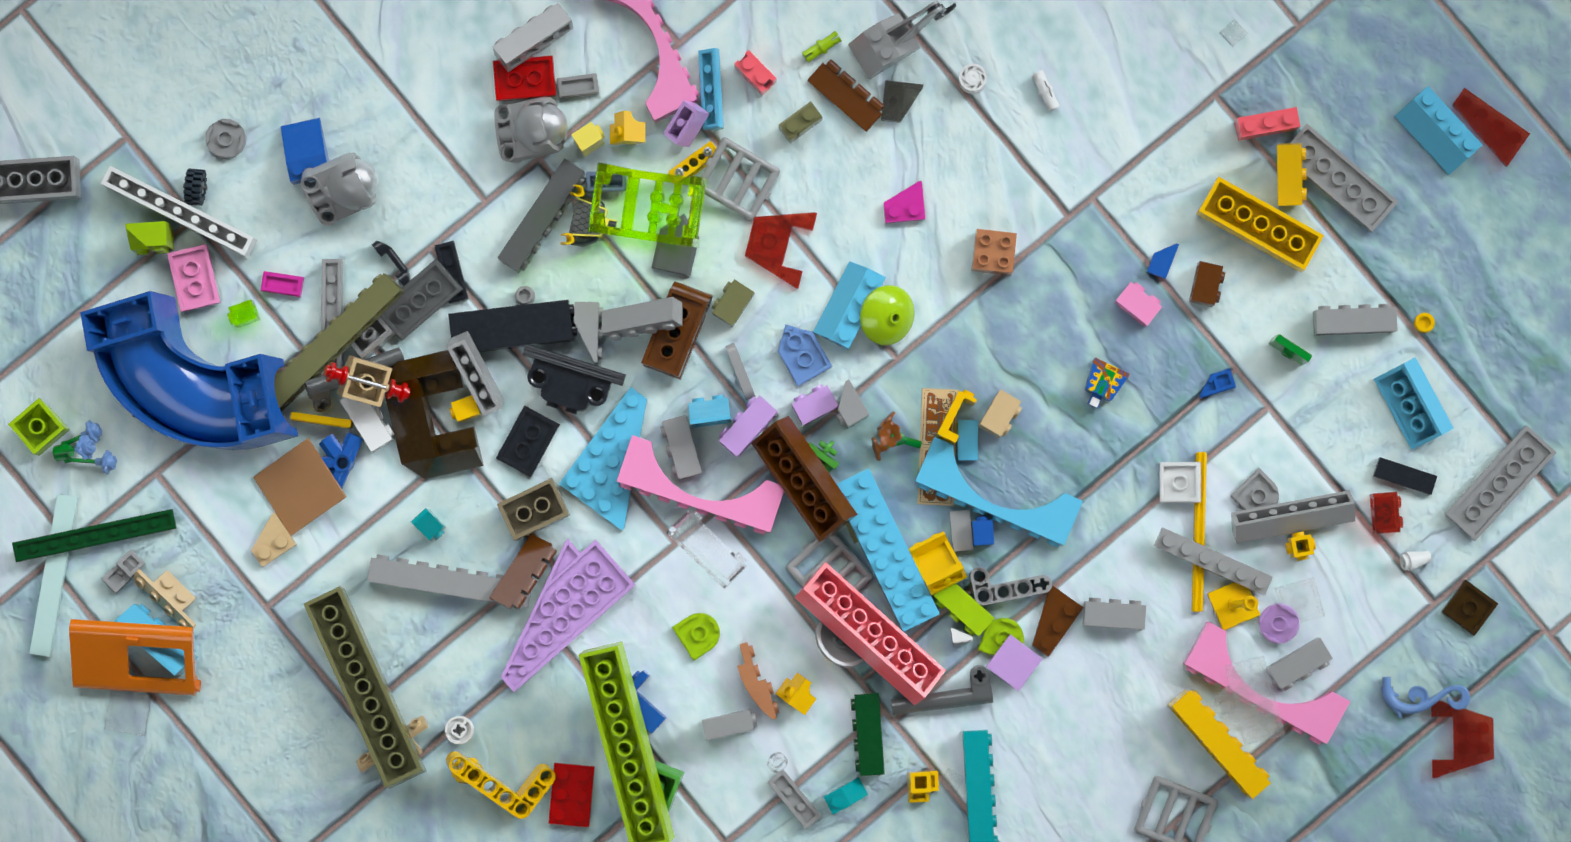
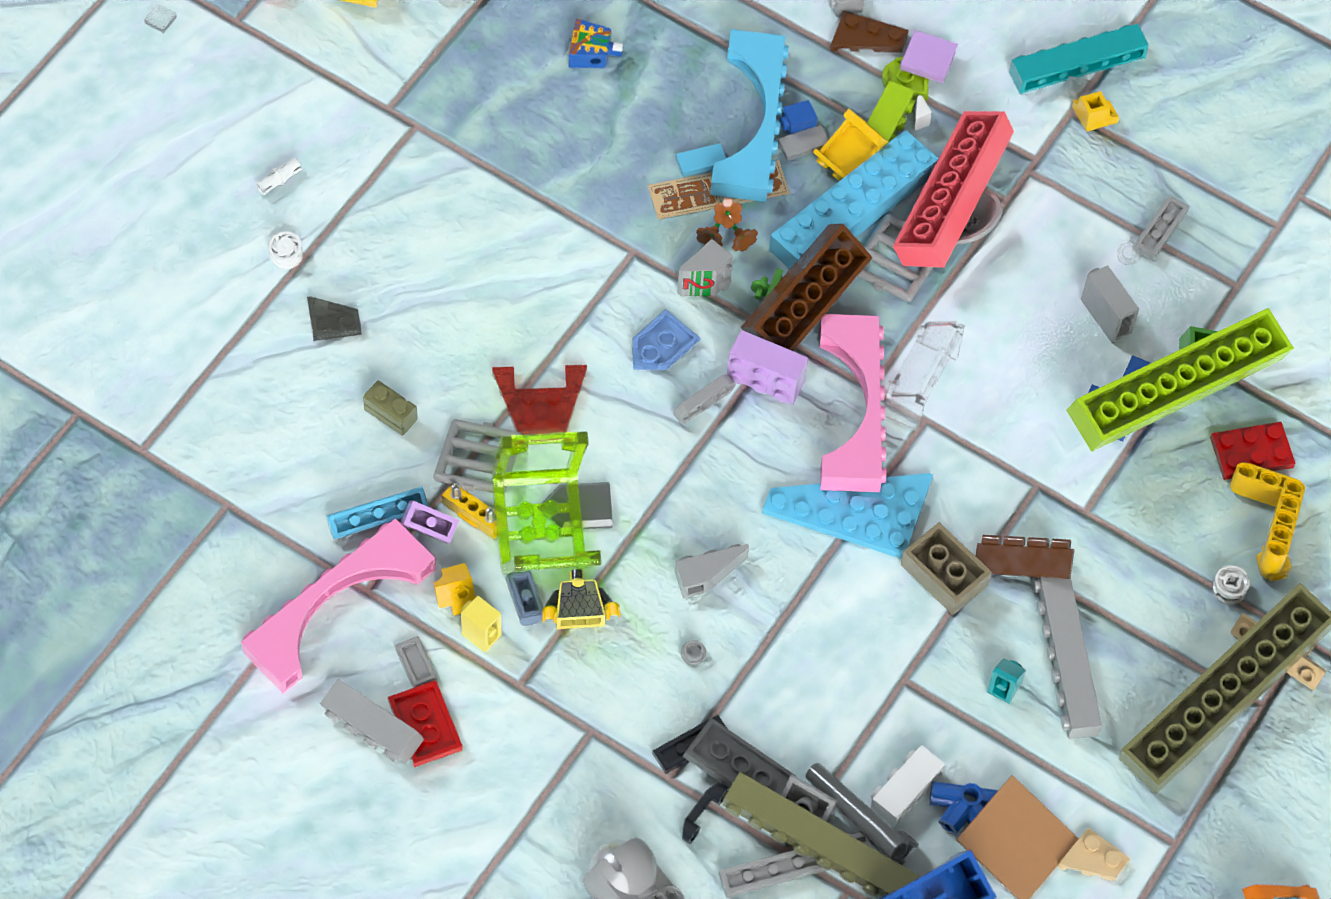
camera: 110 degrees left, 25 degrees down
(322, 420) = (925, 834): yellow tile -> none
(365, 381) = (865, 777): tan brick -> none
(412, 422) = (885, 734): dark brown slope -> none
(464, 409) = (853, 678): yellow brick -> none
(475, 373) = (809, 667): light grey brick -> none
(516, 325) = (737, 654): black brick -> none
(527, 441) = (866, 604): black tile -> none
(530, 130) = (488, 689): light grey piece -> none
(541, 216) = (590, 657): dark grey brick -> none
(569, 380) = (779, 570): black brick -> none
(572, 599) = (1027, 502): lavender wing -> none
(642, 318) = (680, 504): light grey brick -> none
(681, 447) = (814, 435): light grey brick -> none
(696, 305) = (646, 458): reddish brown hinge -> none
(698, 634) = (1019, 369): lime tile -> none
(709, 412) = (766, 407): medium azure slope -> none
(732, 303) = (627, 425): olive brick -> none
(755, 73) = (344, 469): coral brick -> none
(758, 690) = (1054, 294): nougat slope -> none
(797, 693) = (1046, 250): yellow brick -> none
(814, 405) = (716, 313): lavender brick -> none
(821, 46) = (291, 412): lime pin -> none
(842, 314) = (589, 306): medium azure slope -> none
(845, 795) = (1139, 181): teal slope -> none
(849, 100) = (347, 367): reddish brown windscreen -> none
(868, 734) = (1061, 173): dark green brick -> none
(878, 312) = (589, 262): lime dish -> none
(892, 40) = (266, 336): light grey slope -> none
(906, 205) = (454, 282): dark pink wing -> none
(943, 432) = (681, 171): yellow panel -> none
(978, 694) = (973, 83): dark grey axle -> none
(994, 252) = (481, 180): nougat brick -> none
(999, 414) = (663, 127): tan brick -> none
(1013, 593) = (838, 56): light grey beam -> none
(1138, 303) = (494, 34): bright pink brick -> none
(1162, 261) = (438, 25): blue tile -> none

